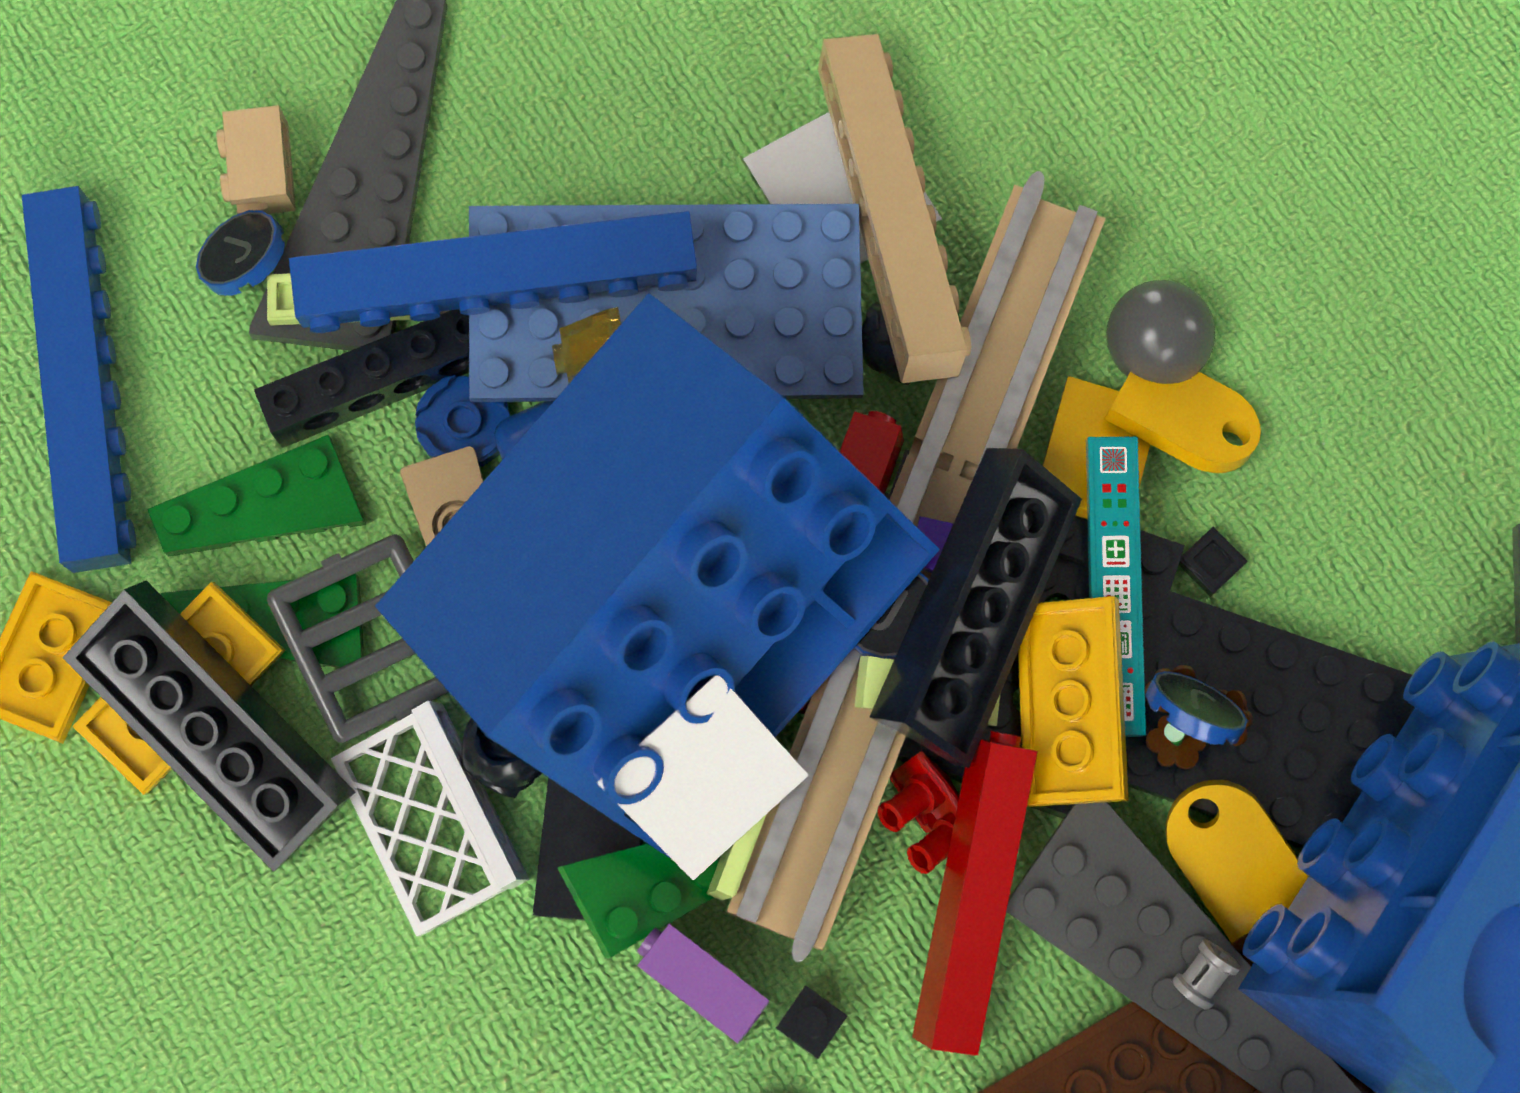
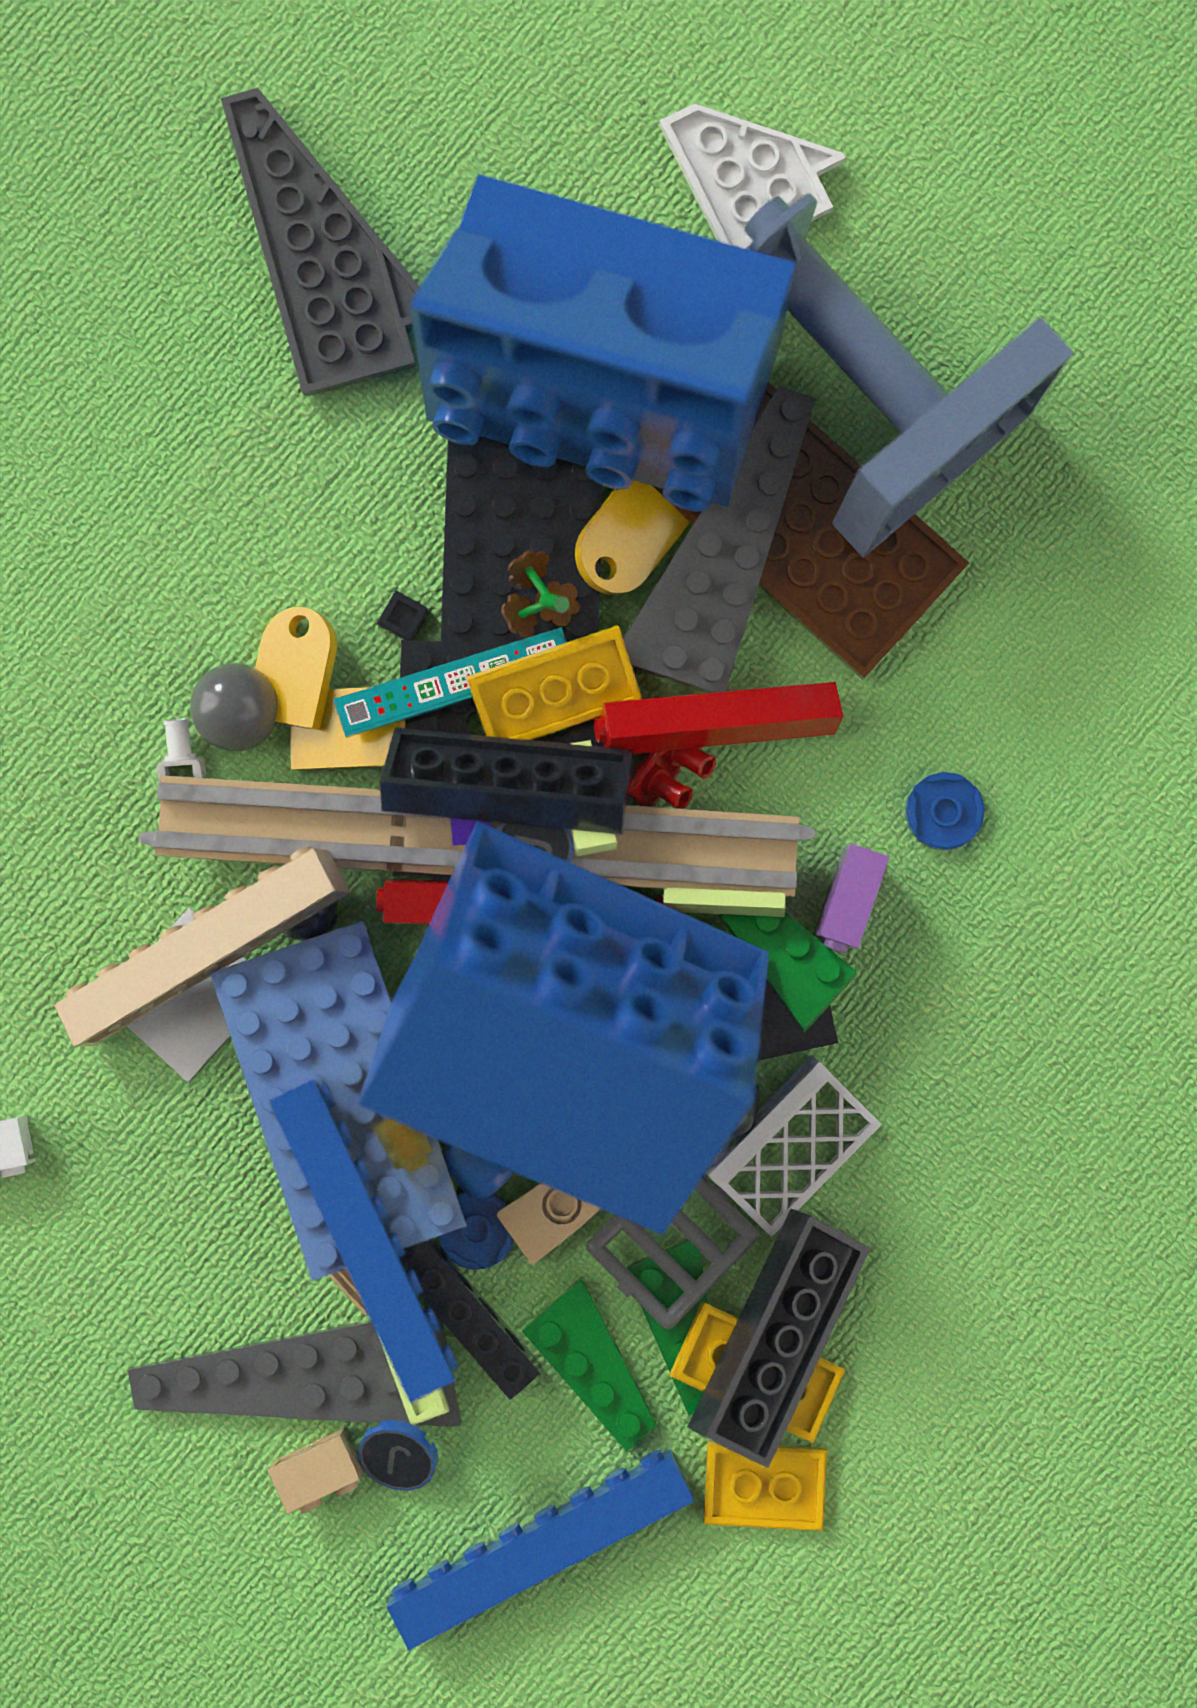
camera: 105 degrees left, 10 degrees up
(713, 779) = (711, 937): white sticker -> none
(811, 1022) = (850, 810): black brick -> none
(1124, 258) = (180, 749): none -> white piece
(1196, 708) = (536, 593): tile -> none
(1206, 974) = (726, 532): light grey bush -> none

